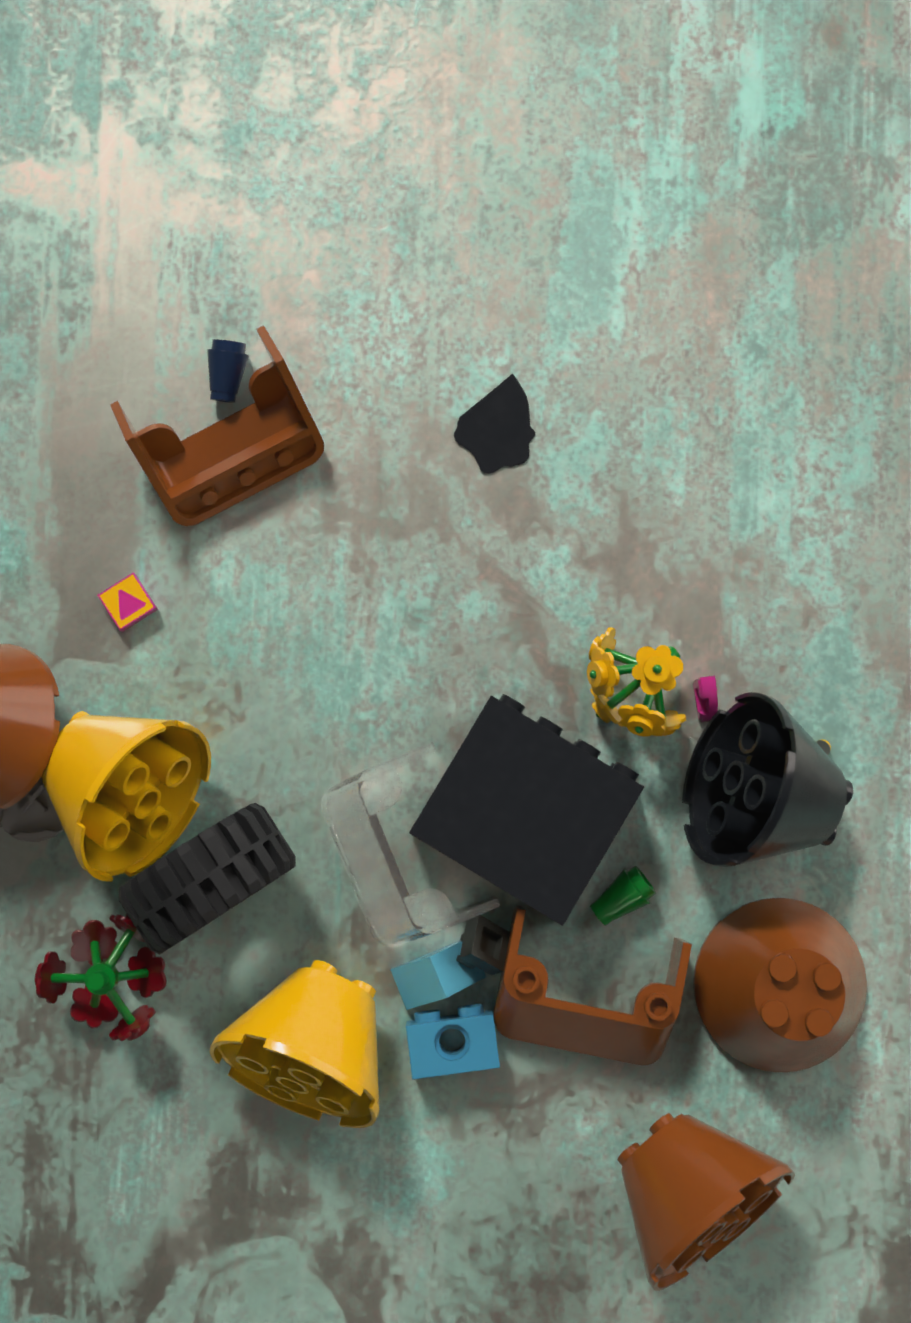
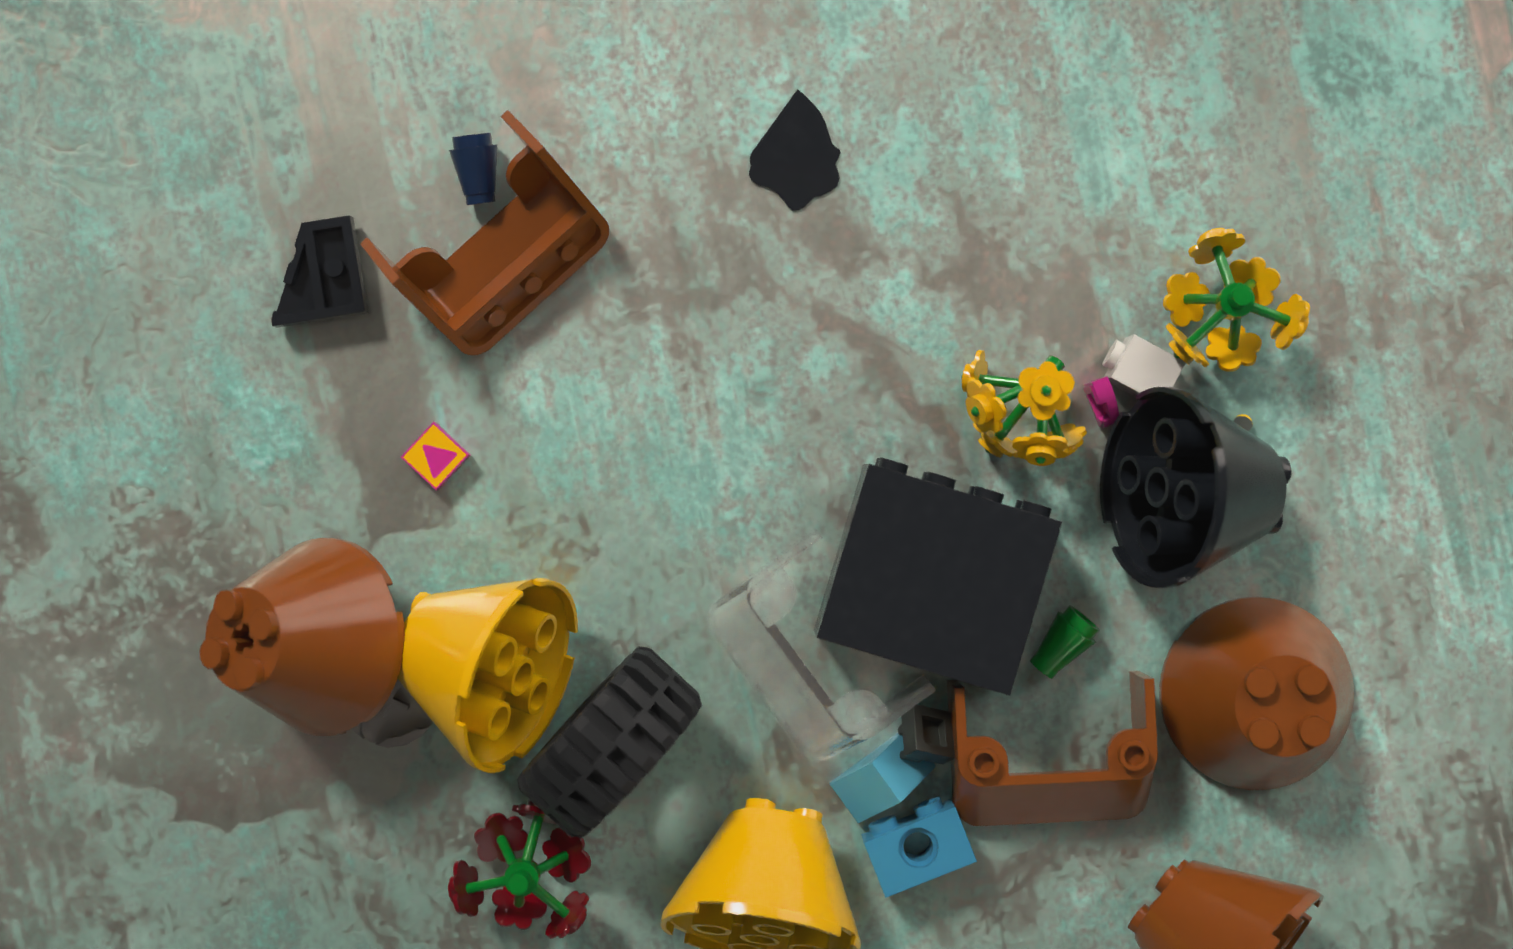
camera: 10 degrees left, 5 degrees up
(74, 428) = (323, 276): none -> black wing
(745, 673) = (1140, 366): none -> white brick
(849, 633) = (1245, 290): none -> yellow plant

